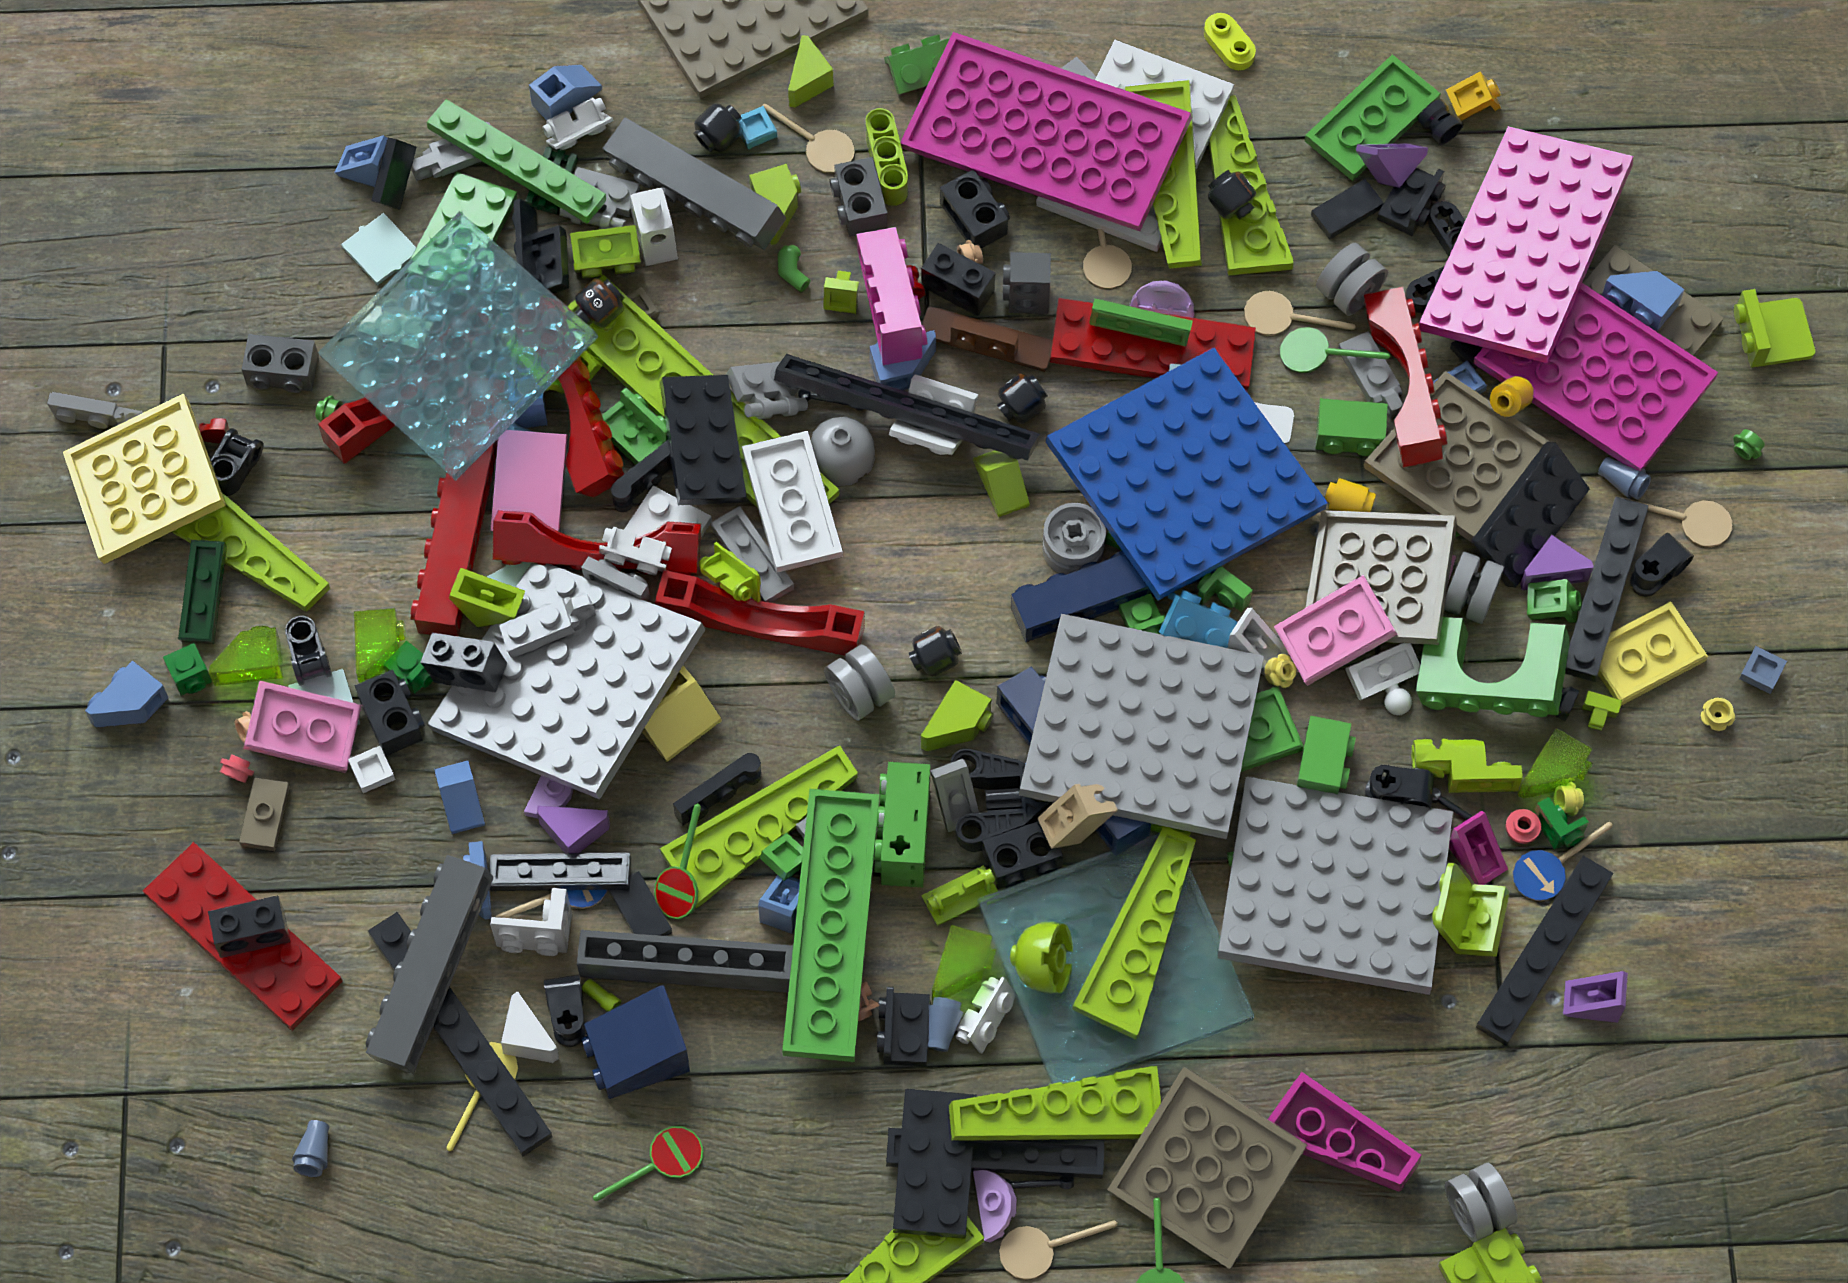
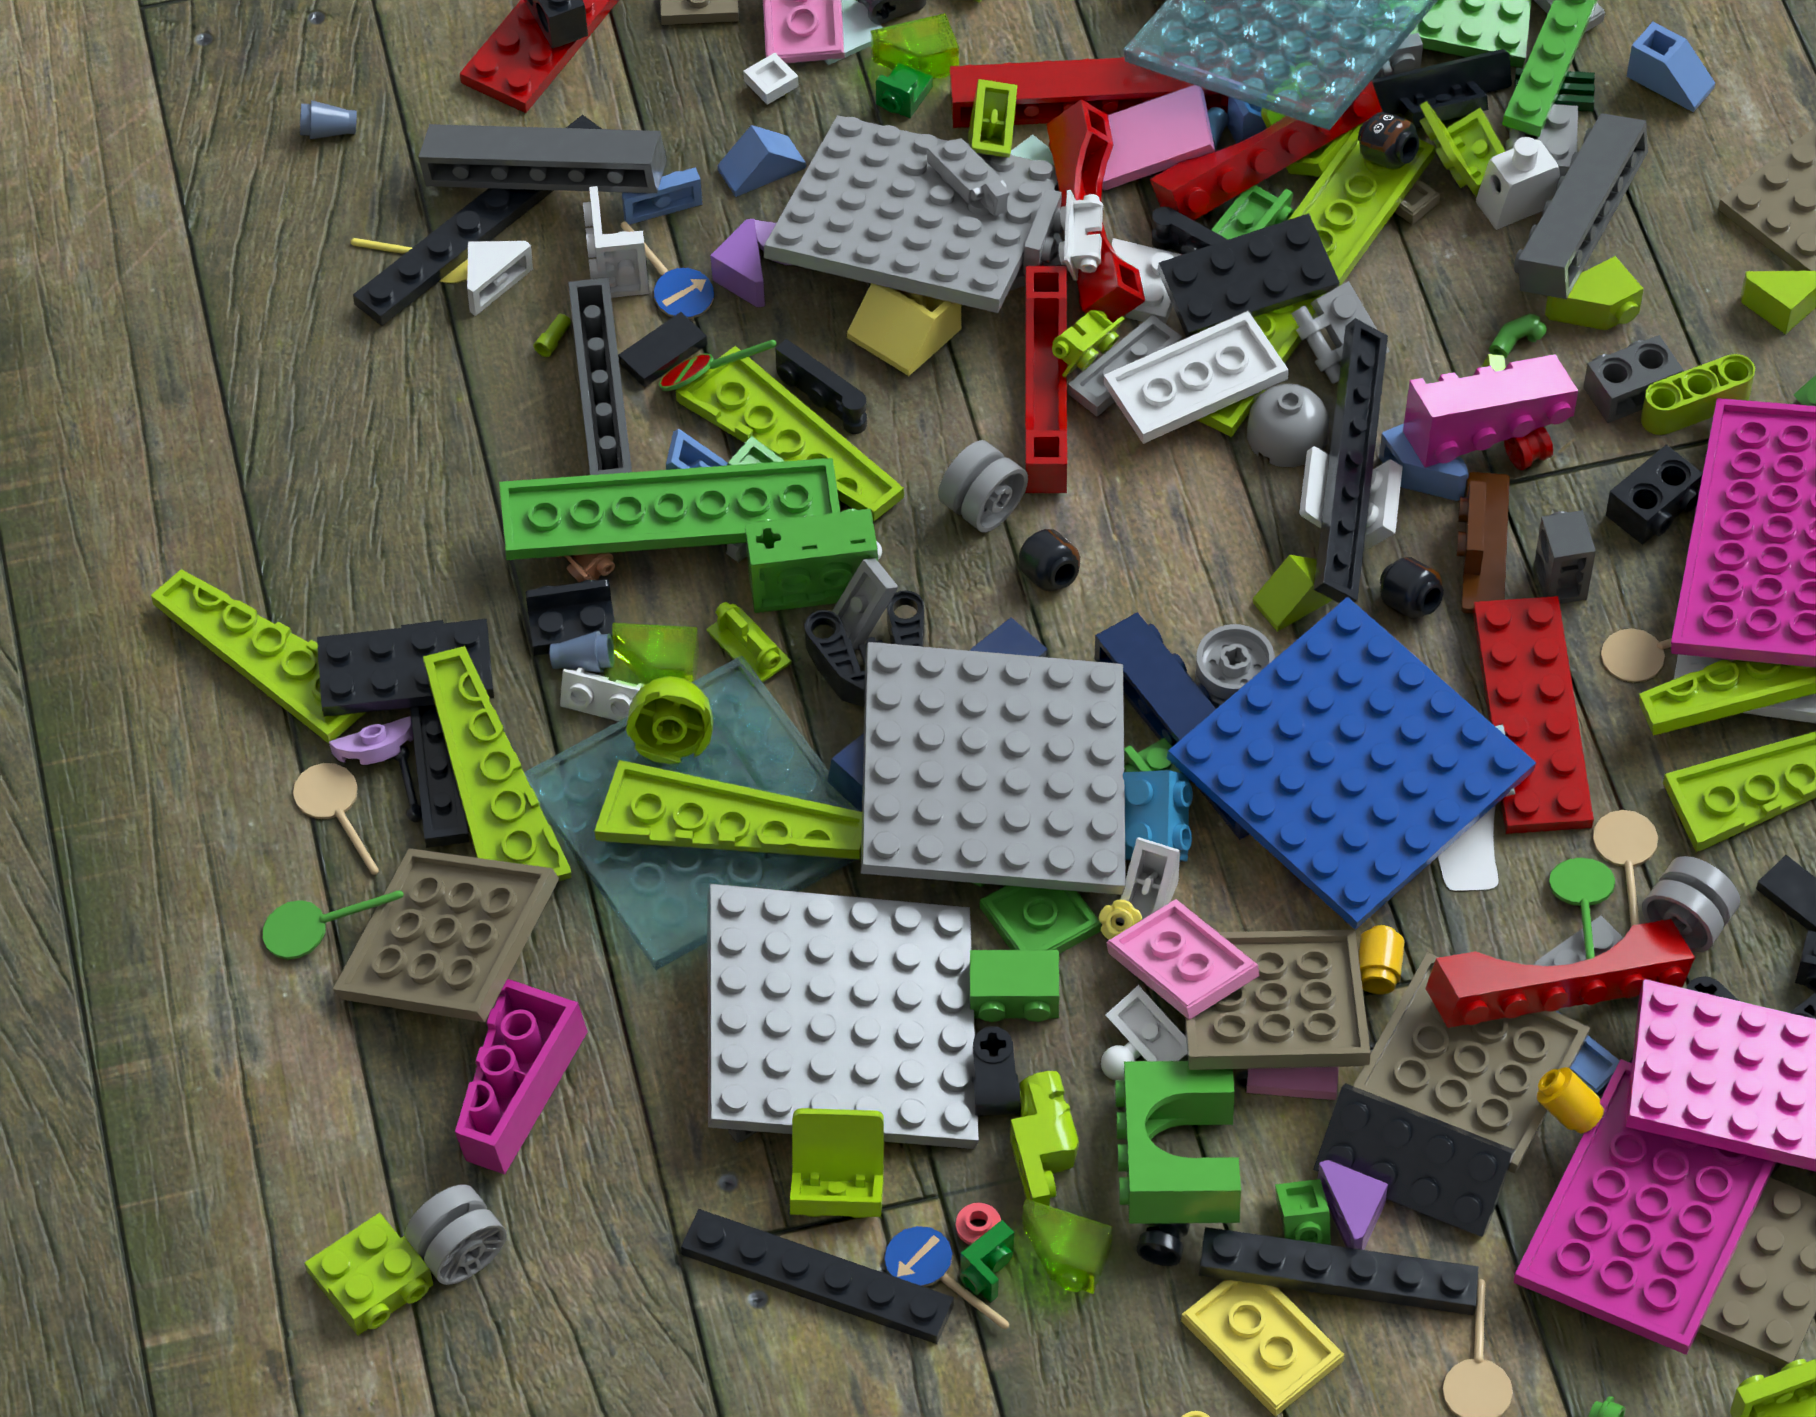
camera: 80 degrees right, 10 degrees down
(385, 714) = (838, 77): black brick -> none
(464, 662) = (905, 114): black brick -> none
(560, 871) = (689, 266): tile -> none
(565, 1006) = (531, 300): black piece -> none
(566, 132) = (1618, 84): white hinge -> none
(636, 1044) = (496, 371): dark blue slope -> none
(673, 1153) = (380, 439): piece -> none
(718, 127) = (1674, 221): black head -> none
(757, 127) = (1696, 266): medium azure tile -> none
(823, 148) = (1696, 342): tan piece -> none
(957, 718) = (969, 595): lime slope -> none
(958, 279) = (1551, 487): black brick -> none
(971, 251) = (1592, 502): light nougat plate -> none
(1018, 846) = (817, 689): black brick -> none
(1075, 815) = (843, 712): tan hinge -> none
(1140, 322) = (1542, 675): bright green tile -> none
(1164, 298) = (1599, 715): lavender plate -> none
(1228, 588) = (1216, 841): bright green bracket -> none
(1232, 195) = (1763, 748): black head -> none
(1350, 426) = (1481, 926): bright green brick -> none
(1438, 798) = (1000, 1124): black hinge -> none
(1473, 587) = (1287, 1106): light grey wheel -> none
(1477, 849) = (931, 1171): dark pink slope -> none
(1569, 798) = (1028, 1271): light yellow plate -> none
(1596, 997) = (760, 1342): medium lavender slope -> none
(1601, 708) = (1162, 1287): lime tile -> none
(1624, 478) = (1499, 1281): sand blue cone -> none
(1644, 296) = (1778, 1247): medium blue slope -> none
(1659, 565) = (1393, 1331): black piece -> none

